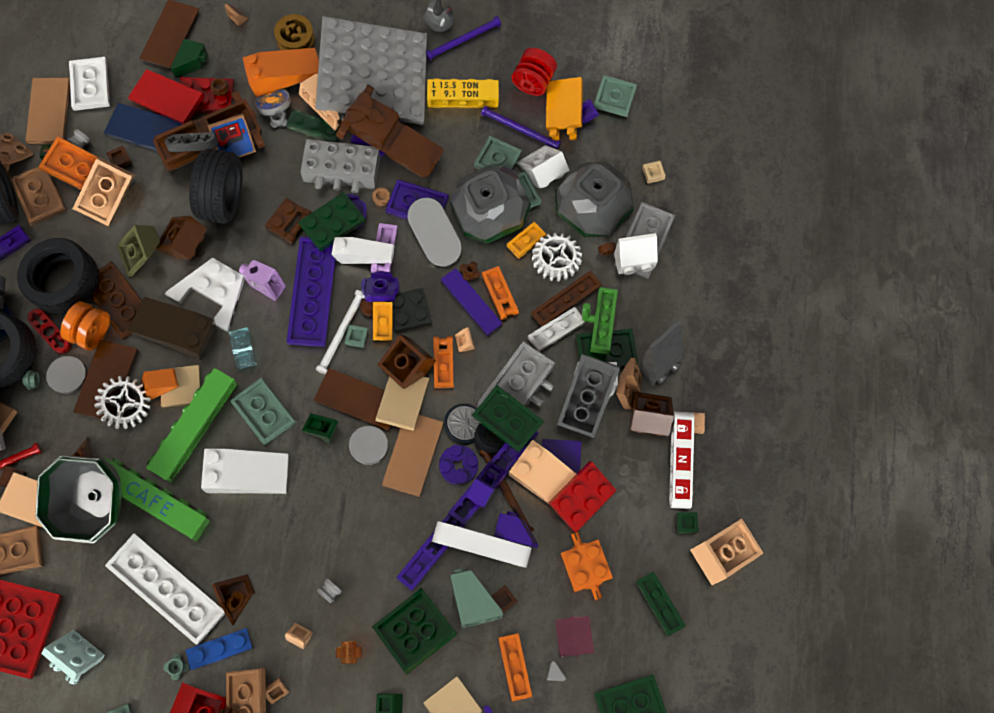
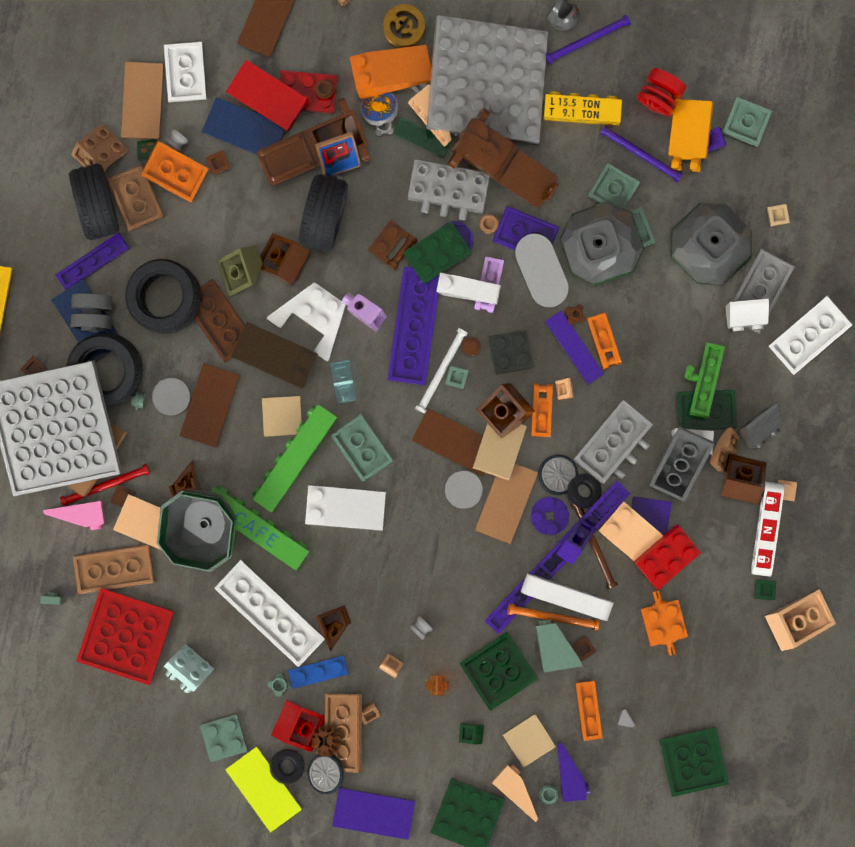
camera: 10 degrees right, 15 degrees up
(41, 330) = (140, 342): red beam -> none
(85, 325) = (191, 351): orange wheel -> none
(103, 191) = (205, 202): light nougat slope -> none
(119, 419) = (229, 423): white gear -> none
(158, 382) = (261, 414): orange slope -> none
(189, 58) = (291, 48): dark green slope -> none
(191, 142) = (291, 156): dark grey beam -> none
(320, 427) = (418, 469): dark green slope -> none
(374, 293) = (479, 336): dark purple plate -> none
(382, 321) = (483, 364): light orange plate -> none
(473, 567) = (553, 617): none -> orange bar
(507, 418) = (601, 479): dark green plate -> none
(514, 529) = (599, 585): dark purple slope -> none
(526, 240) = (636, 284): light orange plate -> none
(544, 166) = (661, 201): white slope -> none
(547, 248) = (673, 311): white gear -> none
(556, 329) = (657, 384): white plate -> none
(566, 299) = (671, 352): reddish brown plate -> none
(574, 636) = (646, 686): clear pink piece -> none
(607, 248) = (719, 300): reddish brown tile -> none
(660, 604) = (730, 664): dark green plate -> none
(699, 272) = (810, 335): none -> white plate

